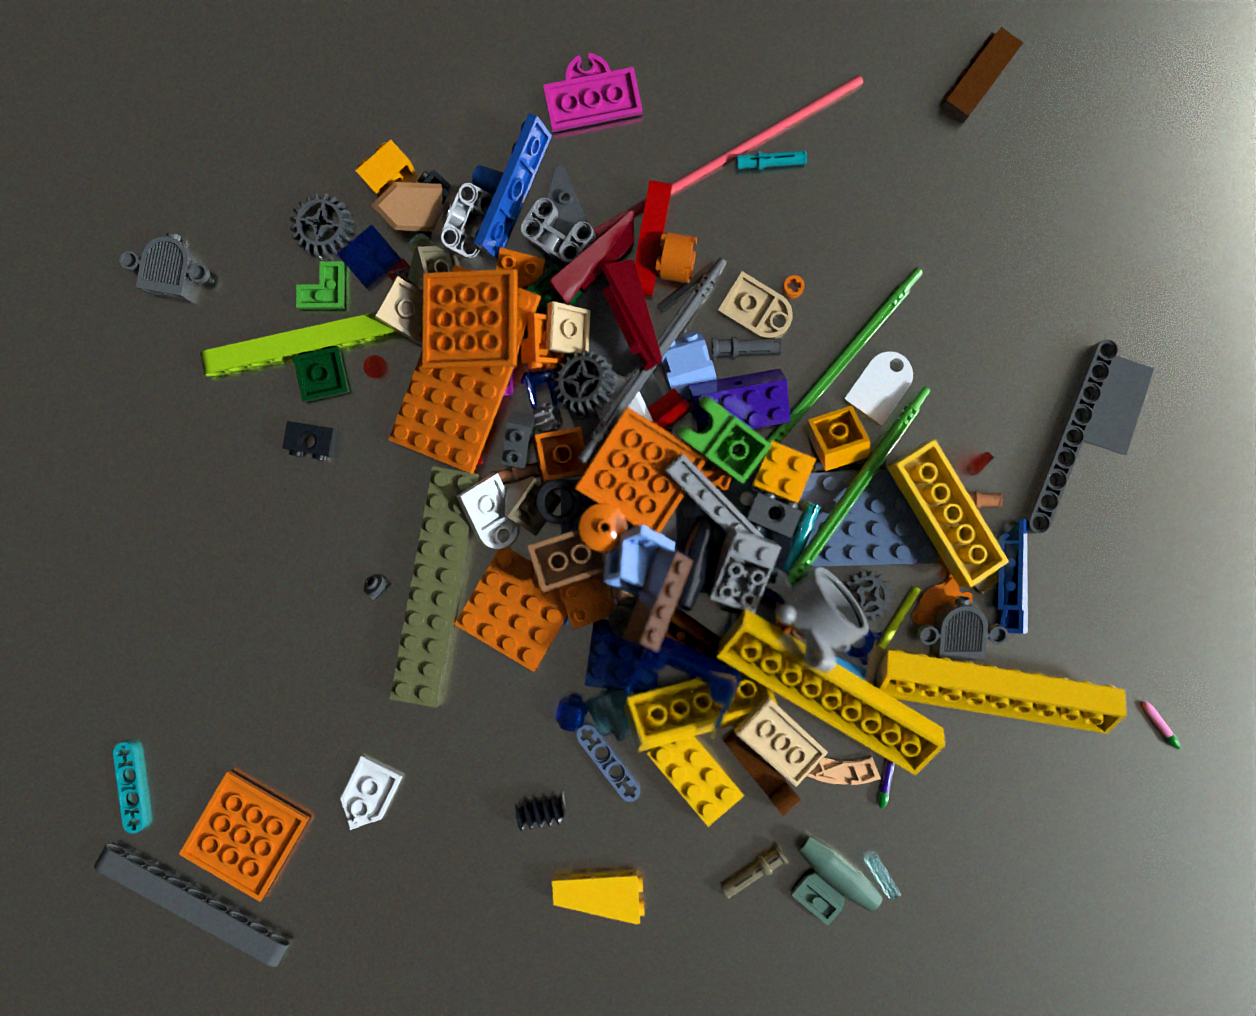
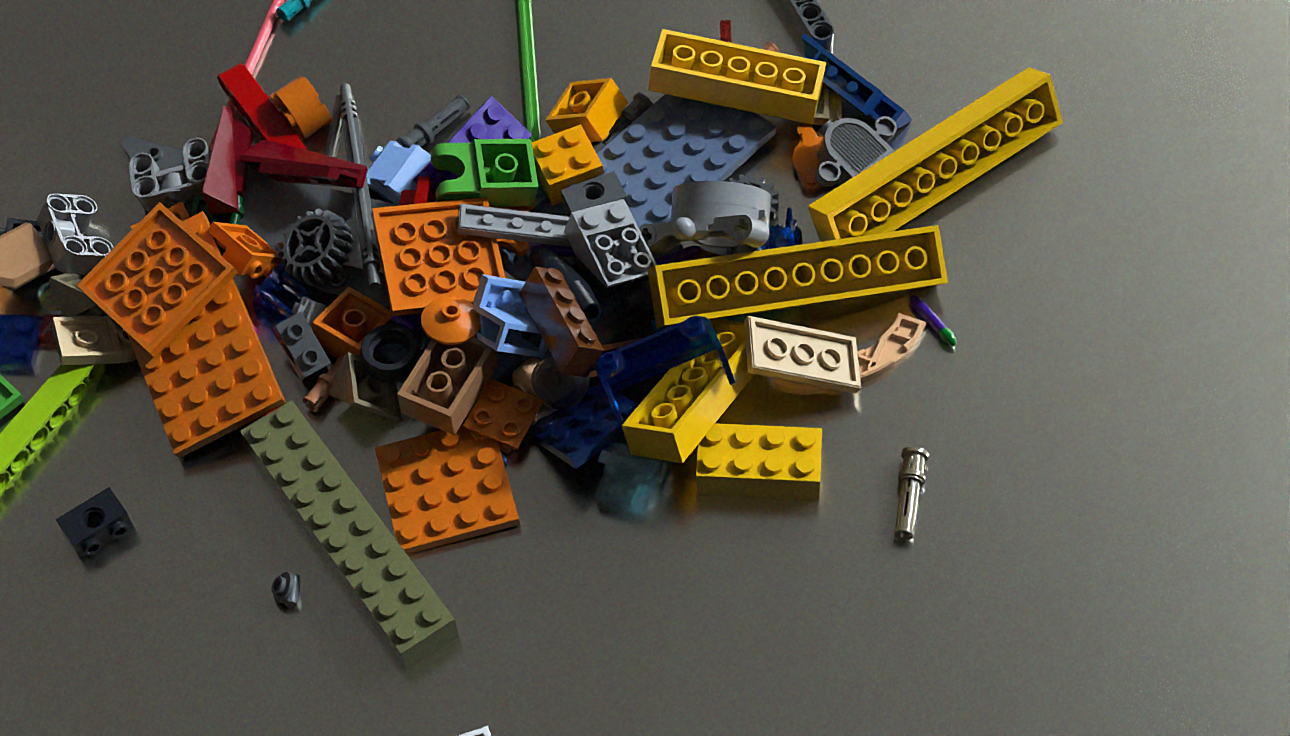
camera: 40 degrees left, 30 degrees down
(321, 374) = (52, 465): dark green plate -> none
(375, 367) = (102, 419): clear red tile -> none
(486, 512) = (336, 423): white tile -> none
(510, 186) = (94, 176): blue plate -> none
(540, 813) = (655, 623): black piece -> none
(567, 328) = (255, 223): tan tile -> none
(571, 713) = (592, 518): clear blue head -> none
(592, 95) = (101, 70): dark pink plate -> none
(601, 894) = (792, 641): yellow slope -> none
(605, 764) = (672, 536): sand blue beam -> none
(754, 306) = (412, 95): tan tile -> none
(764, 774) = (818, 406): reddish brown beam -> none
(798, 281) = (428, 62): orange bush -> none
(802, 534) = (634, 190): teal pin -> none
(831, 883) = (985, 434): sand green plate -> none
(856, 487) = (642, 129): bright green axle -> none
(879, 387) = (580, 59): white tile -> none
(883, 877) = (1024, 393): clear light blue axle -> none
(899, 617) = (794, 198): neon yellow bar -> none
(1161, 725) = (1097, 84): bright pink piece -> none

